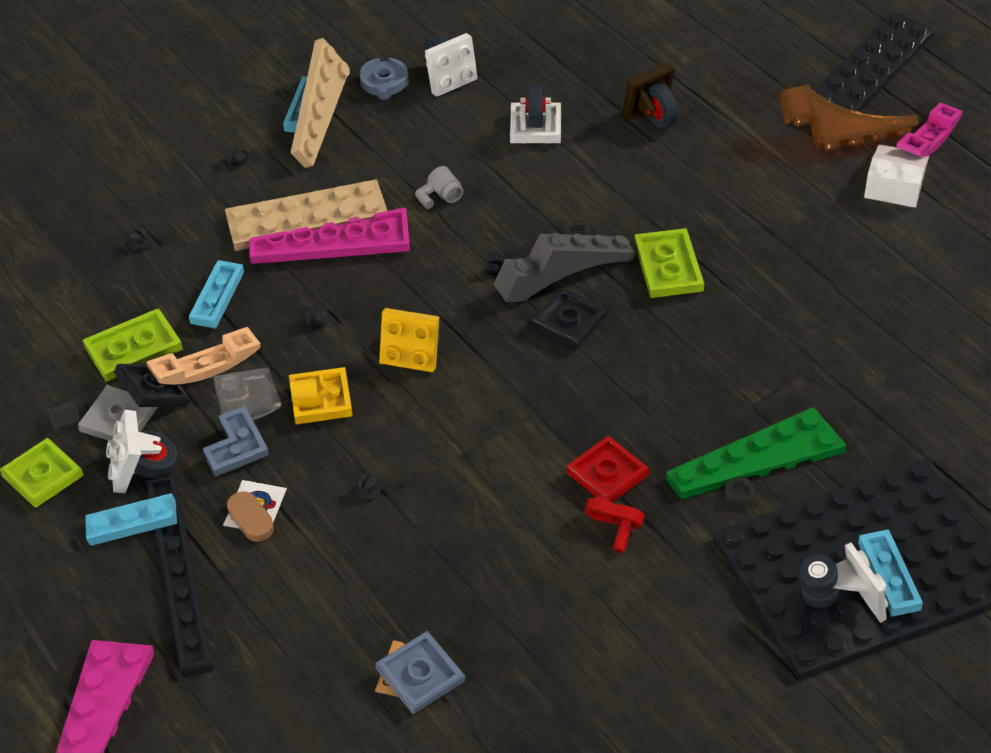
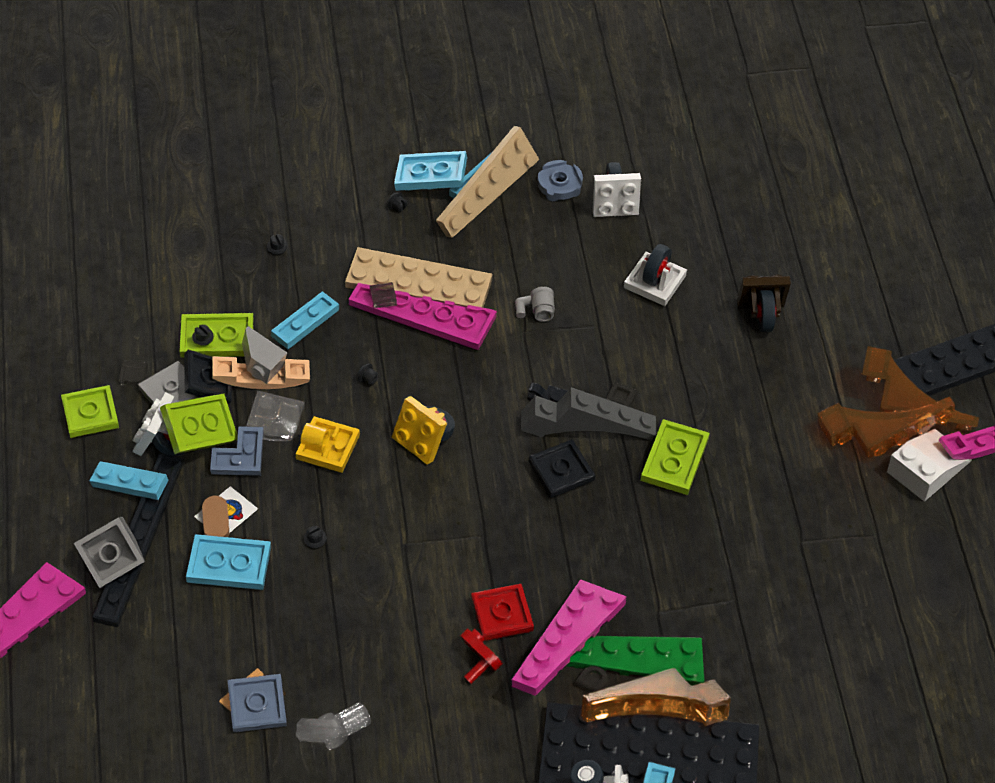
camera: 25 degrees right, 5 degrees up
(120, 347) = (202, 335): none -> black piece
(161, 595) = (110, 551): none -> light grey slope
(176, 428) = (199, 423): none -> lime plate
(196, 340) = (262, 356): none -> light grey slope
(253, 114) = (430, 170): none -> medium azure plate
(284, 238) = (383, 295): none -> clear smoke tile
(293, 550) = (228, 562): none -> medium azure plate
(521, 656) = (333, 728): none -> clear piece
(690, 452) = (572, 626): none -> dark pink wing
(824, 470) = (659, 694): none -> clear orange arch
(837, 161) = (881, 429): none -> clear orange arch

